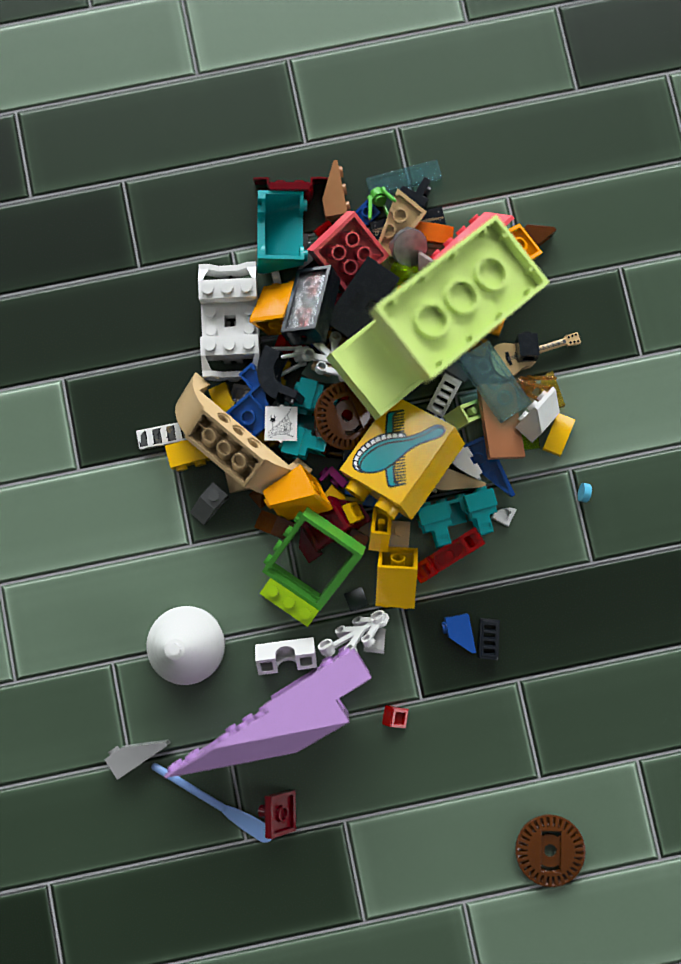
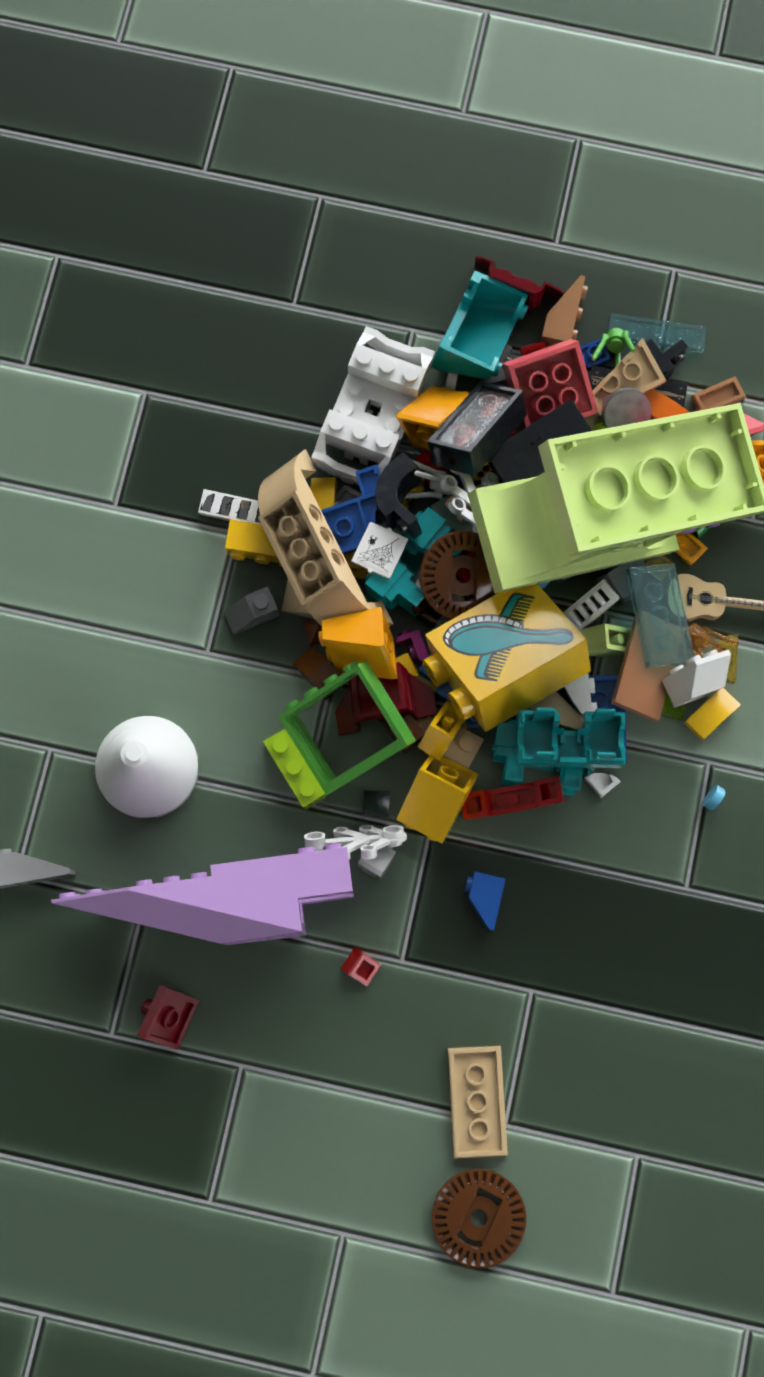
camera: 20 degrees right, 5 degrees down
(243, 820) = (118, 1006): light blue piece -> none
(271, 655) = (244, 823): white arch -> none
(353, 512) = (419, 694): yellow tile -> none
(458, 511) = (592, 746): none -> teal piece
(466, 206) = (718, 395): none -> medium nougat tile
(480, 654) = (505, 941): black slope -> none
(514, 772) = (477, 1102): none -> tan tile
(527, 347) = (718, 591): black brick -> none

